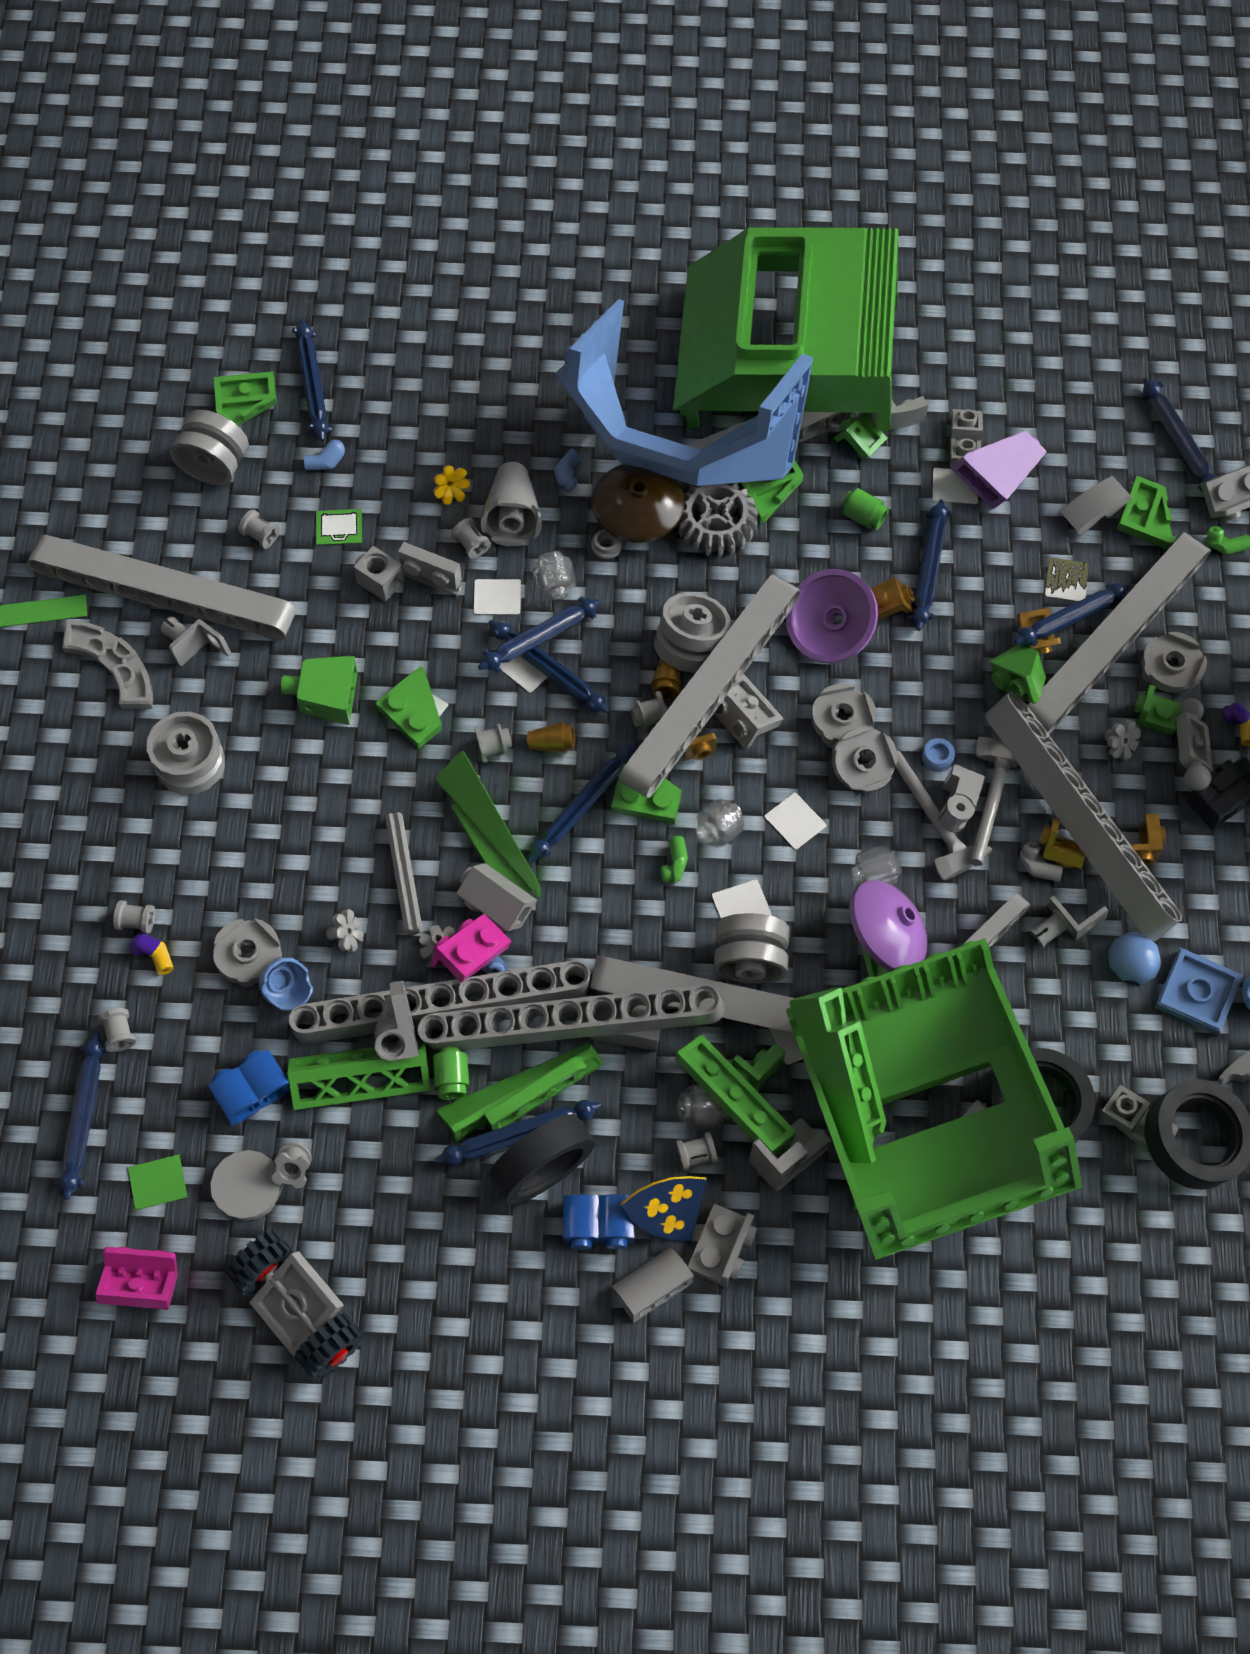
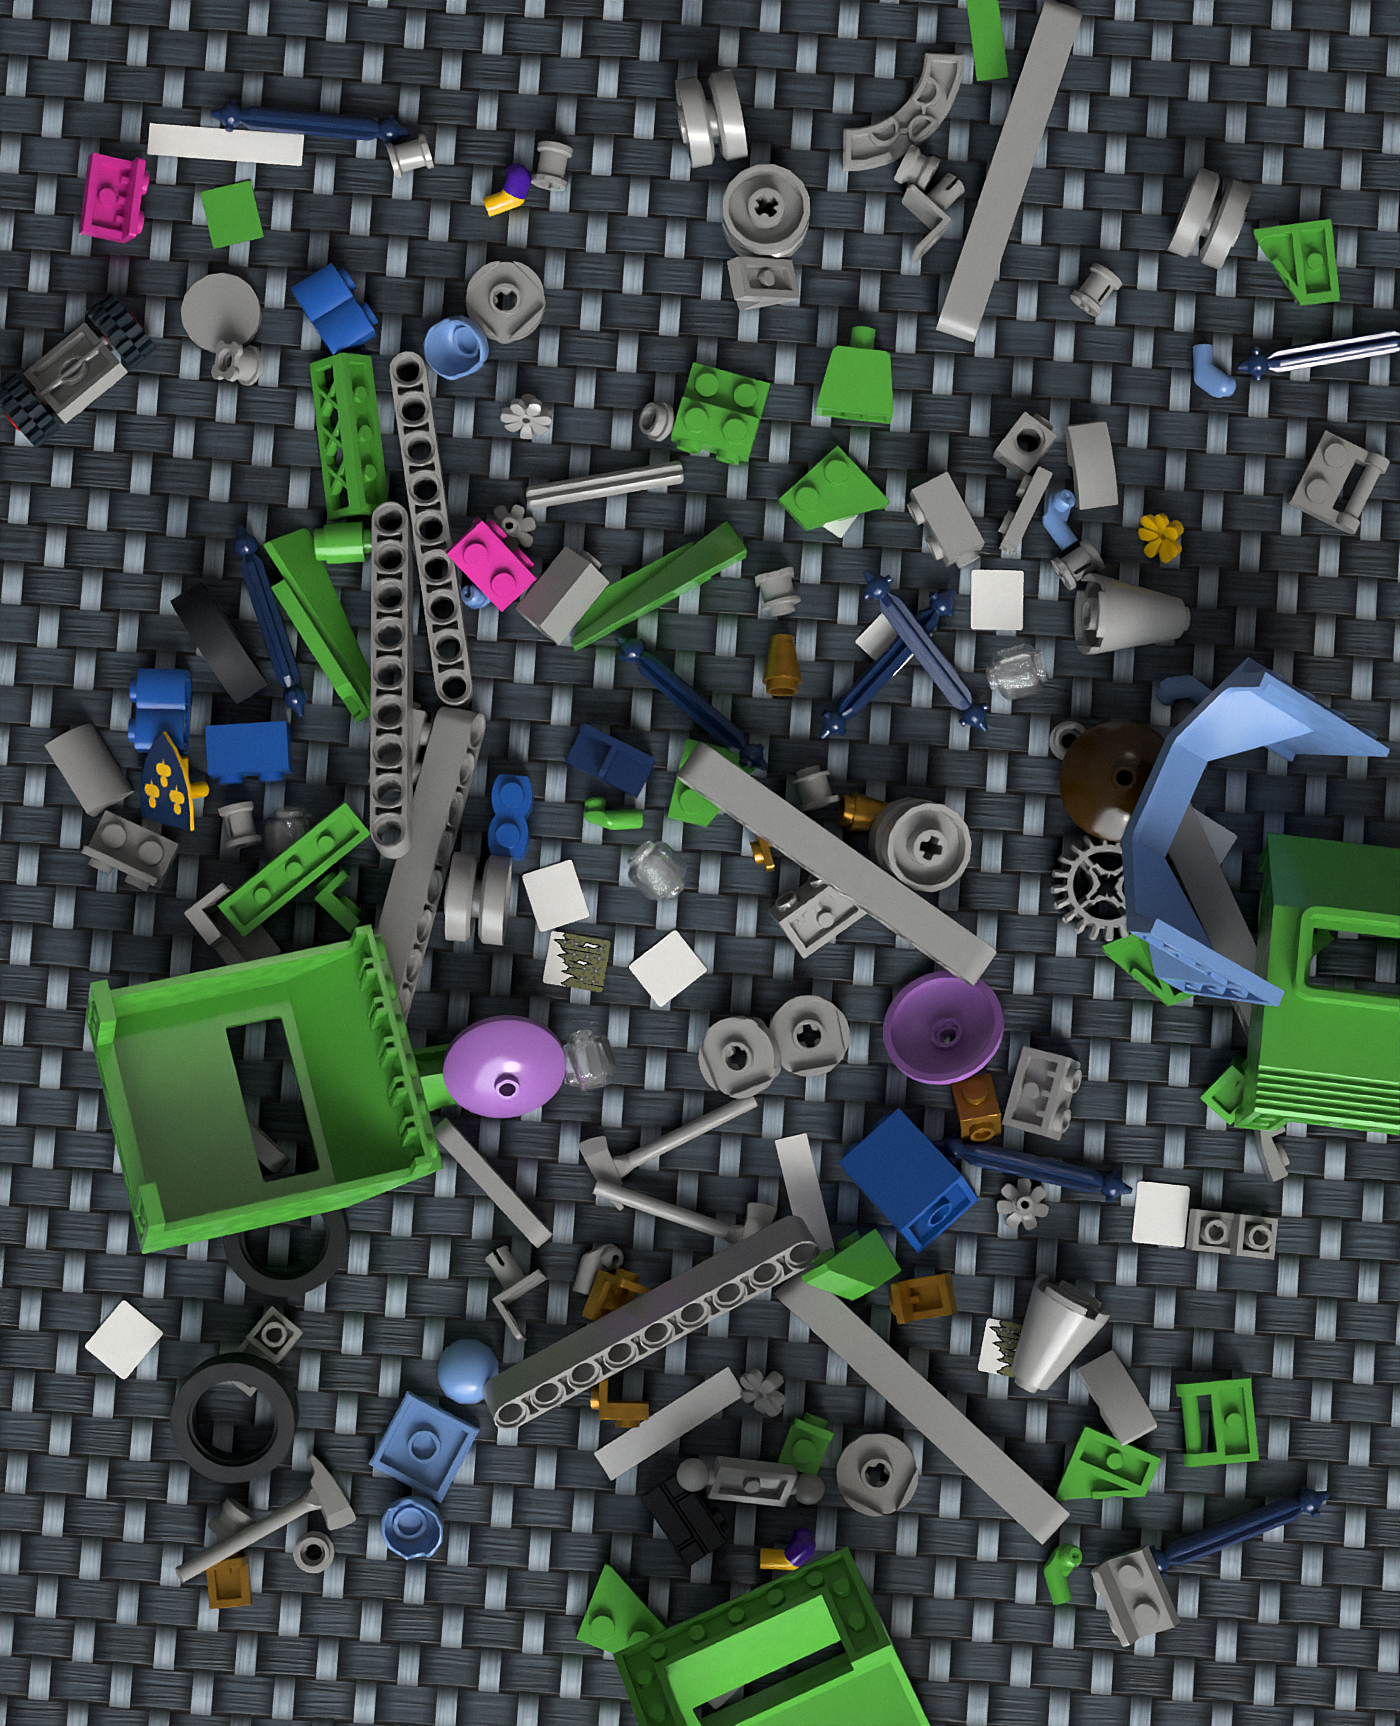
camera: 90 degrees right, 20 degrees up
(94, 1191) = (224, 145): none -> white sticker
(104, 788) = (711, 118): none -> light grey wheel
(155, 649) = (917, 168): none -> light grey wheel
(242, 760) = (762, 281): none -> light grey slope
(339, 526) = (1106, 393): sticker -> none
(347, 788) = (719, 414): none -> bright green plate
(350, 838) = (657, 420): none -> light grey plate
(387, 529) = (1092, 464): none -> light grey slope
(398, 1024) = (386, 476): light grey plate -> none
(405, 385) = (1326, 476): none -> light grey plate
(437, 625) = (947, 521): none -> light grey brick
(447, 551) = (1056, 516): none -> medium blue arm
(630, 862) = (610, 760): none -> dark blue panel
(632, 1146) = (249, 750): none -> blue brick
(675, 932) = (513, 806): none -> blue brick
(794, 888) = (576, 961): none -> sticker
(842, 1069) = (299, 989): bright green wedge -> none
(864, 509) = (1115, 1085): bright green brick -> none
(874, 557) = (1042, 1093): none -> light grey bracket
(938, 754) = (753, 1154): medium blue tile -> none
(948, 641) = (908, 1179): none -> blue slope
(956, 722) = (804, 1188): none -> white sticker
(958, 572) = (1013, 1201): none -> light grey plant
(964, 794) = (681, 1176): light grey leg -> none
(999, 467) = (1176, 1274): slope -> none
(1054, 542) = (1054, 1332): none -> light grey cone
(1070, 614) = (944, 1344): dark blue wheel -> none
(1103, 436) = (1231, 1421): none -> bright green plate
(1143, 1239) = (123, 1339): none -> white sticker
(1148, 803) = (669, 1423): none -> white sticker

